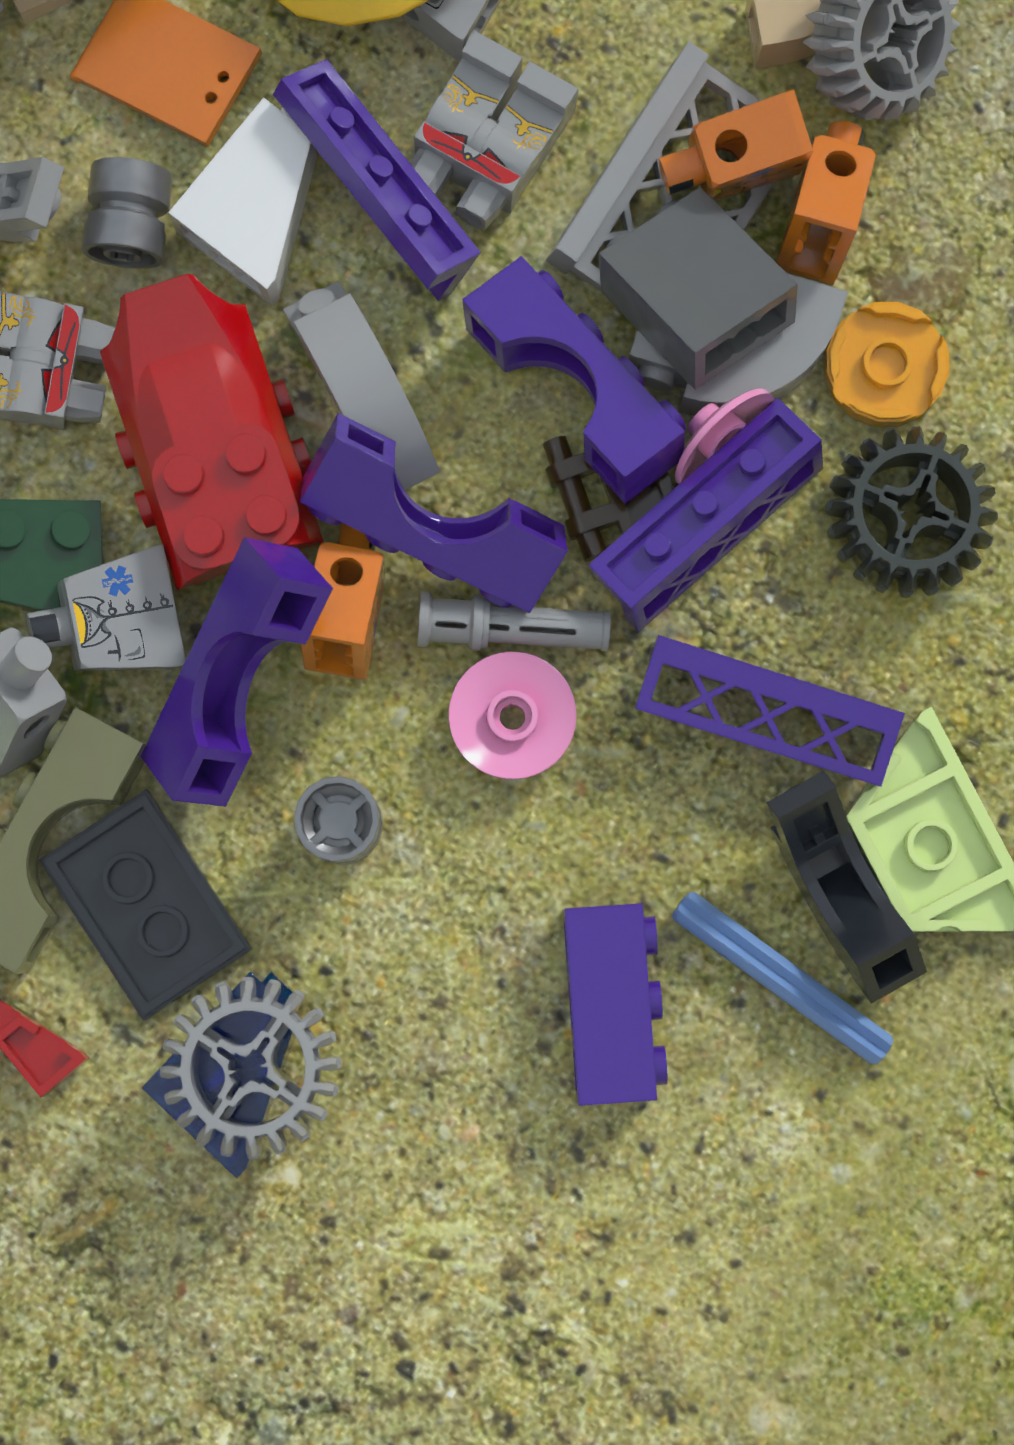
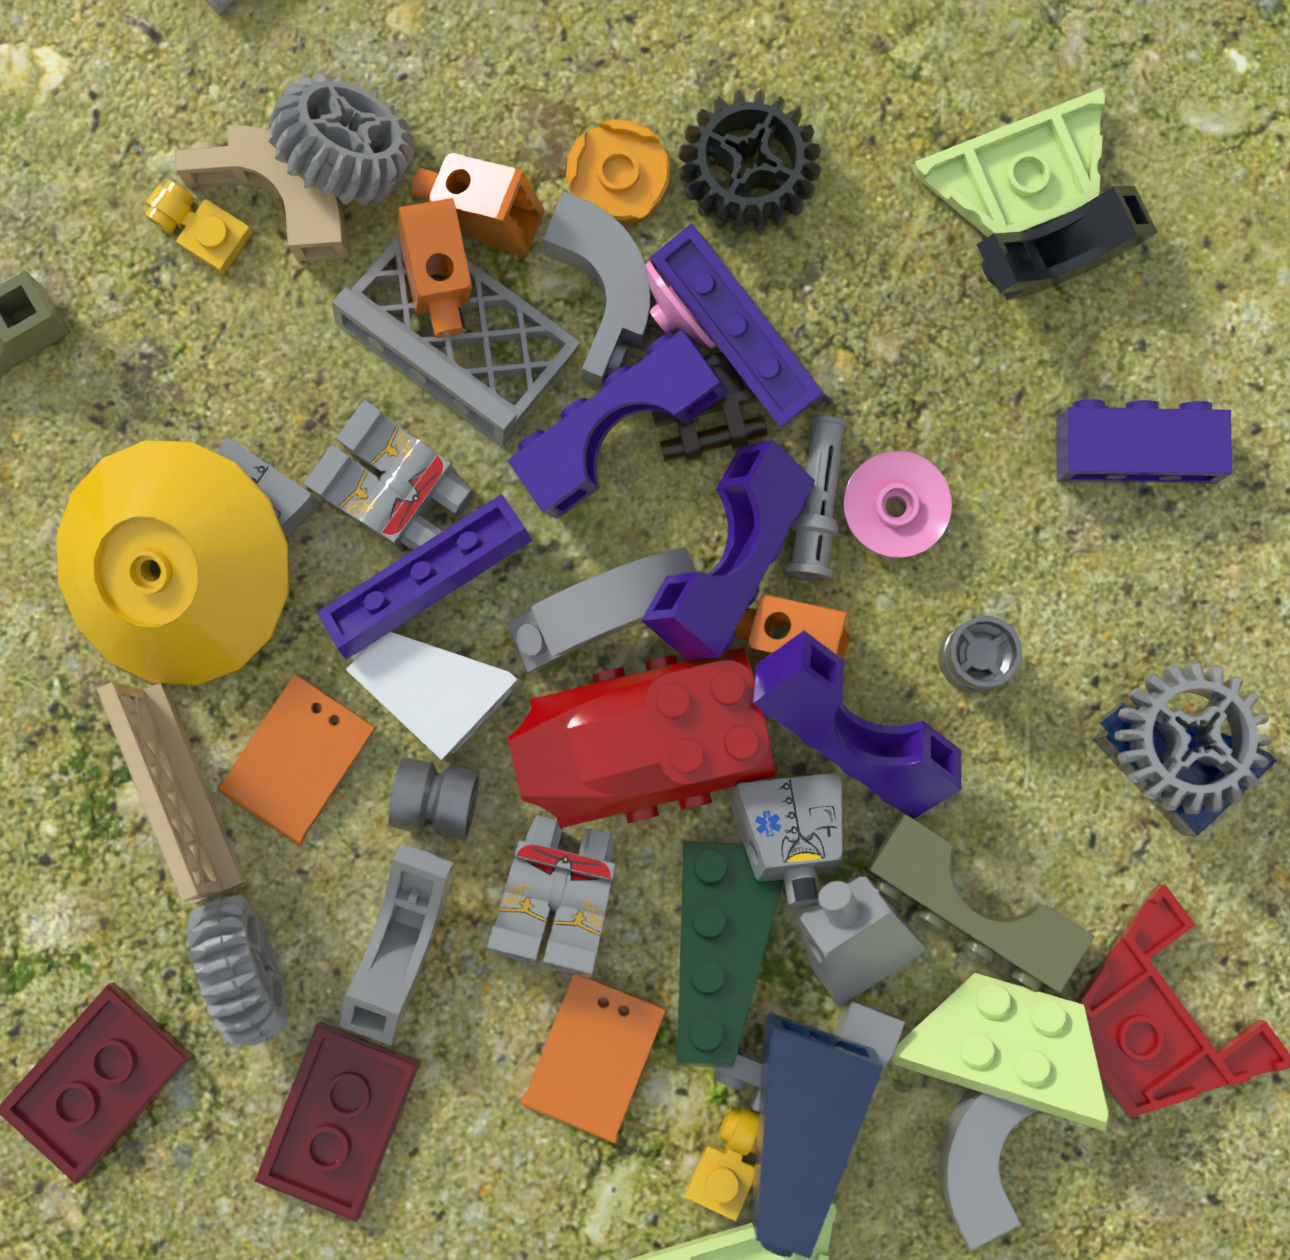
camera: 80 degrees left, 0 degrees up
(145, 904) = (1033, 827): black tile -> none
(697, 287) = (552, 312): dark grey brick -> none
(777, 687) = (889, 285): dark purple fence -> none
(782, 978) = (1126, 305): medium blue axle -> none

